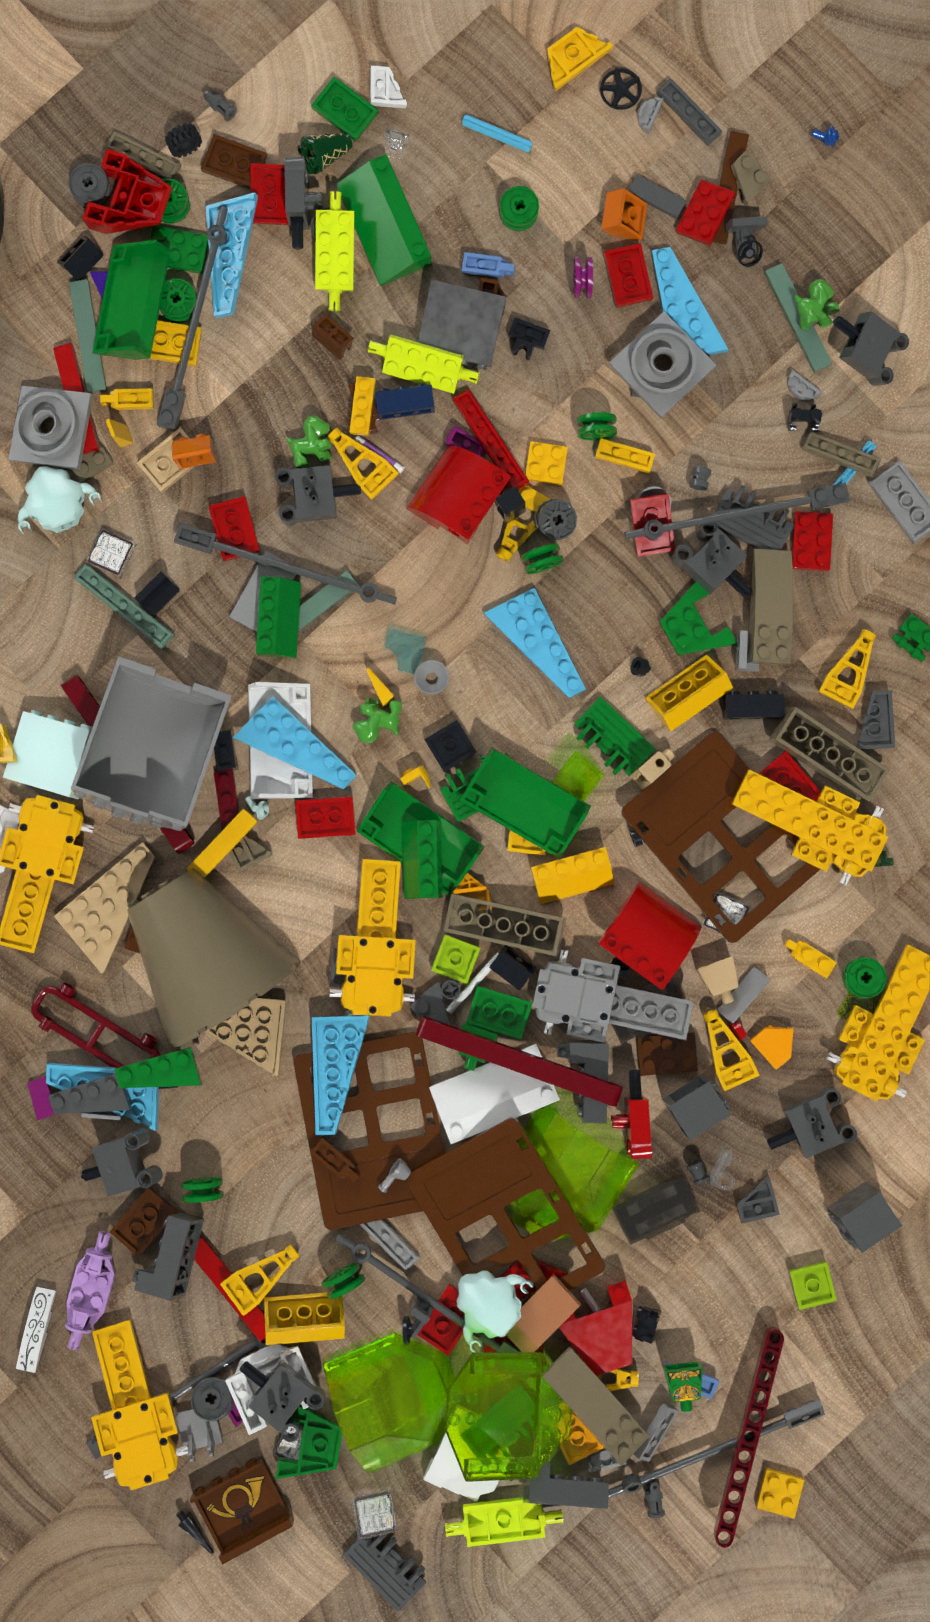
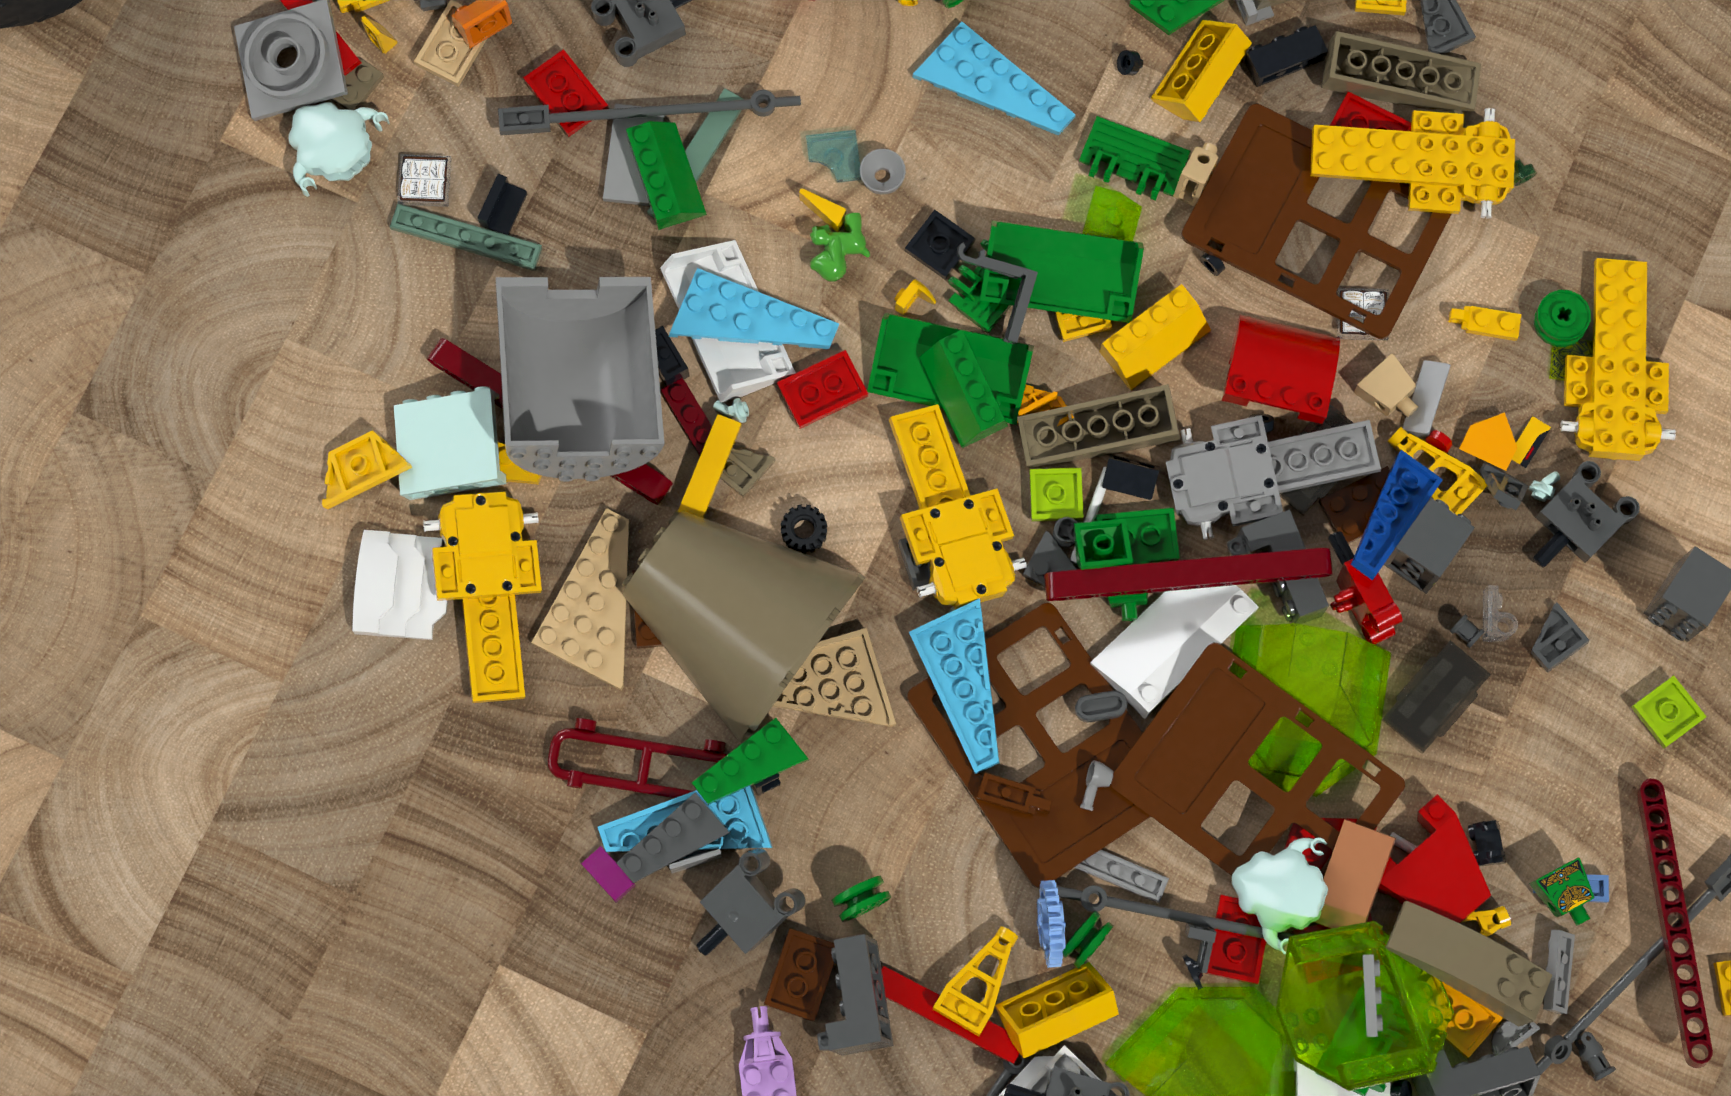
camera: 25 degrees left, 10 degrees down
(260, 912) = (811, 515): none -> black tyre
(321, 1263) = (1051, 923): none -> light blue gear
(422, 1121) = (1100, 706): none -> dark grey tile
(469, 1013) = (1102, 544): none -> green slope
(496, 803) = (1024, 291): none -> dark grey hinge
(517, 1406) = (1372, 995): none -> light grey plate
(689, 1069) = (1398, 505): none -> blue wing
(768, 1082) = (1503, 487): none -> dark grey wing
(794, 1094) = (1543, 489): none -> light aqua plate
(803, 1054) = (1530, 441): none -> yellow sticker

